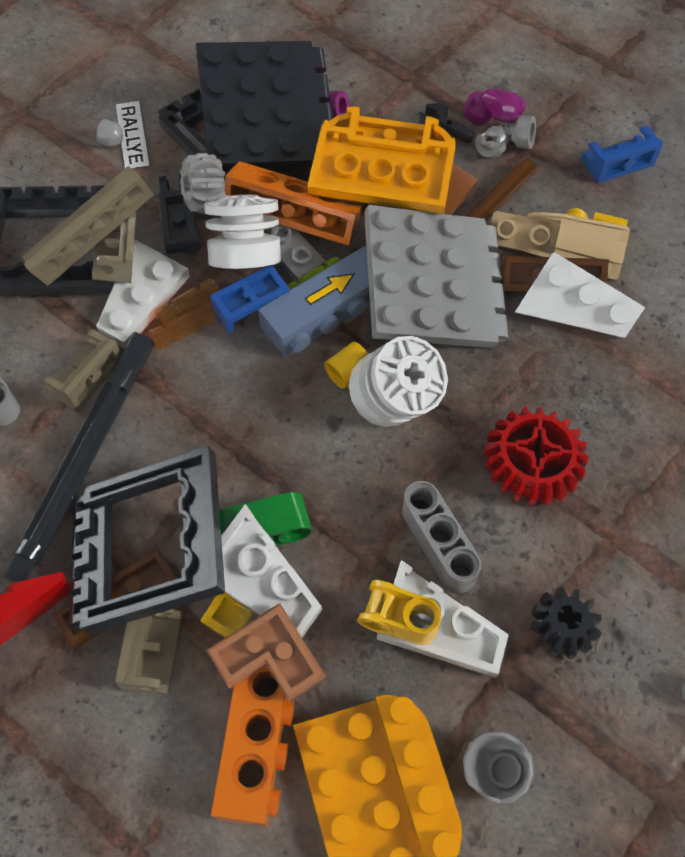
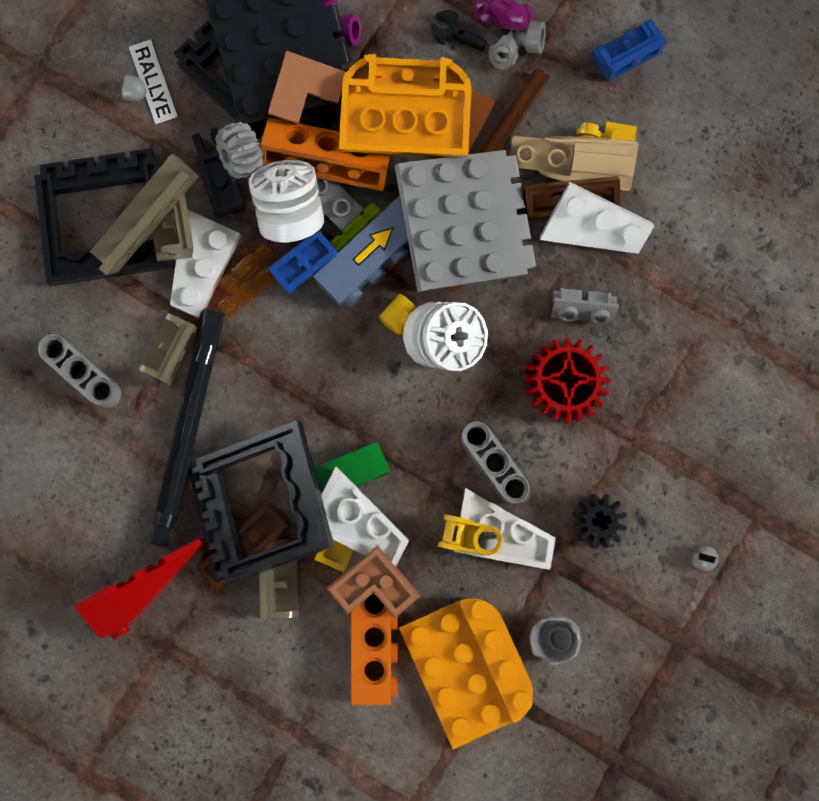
camera: 10 degrees left, 20 degrees up
(278, 126) = (302, 77): none -> nougat tile
(560, 385) = (598, 309): none -> light grey hinge

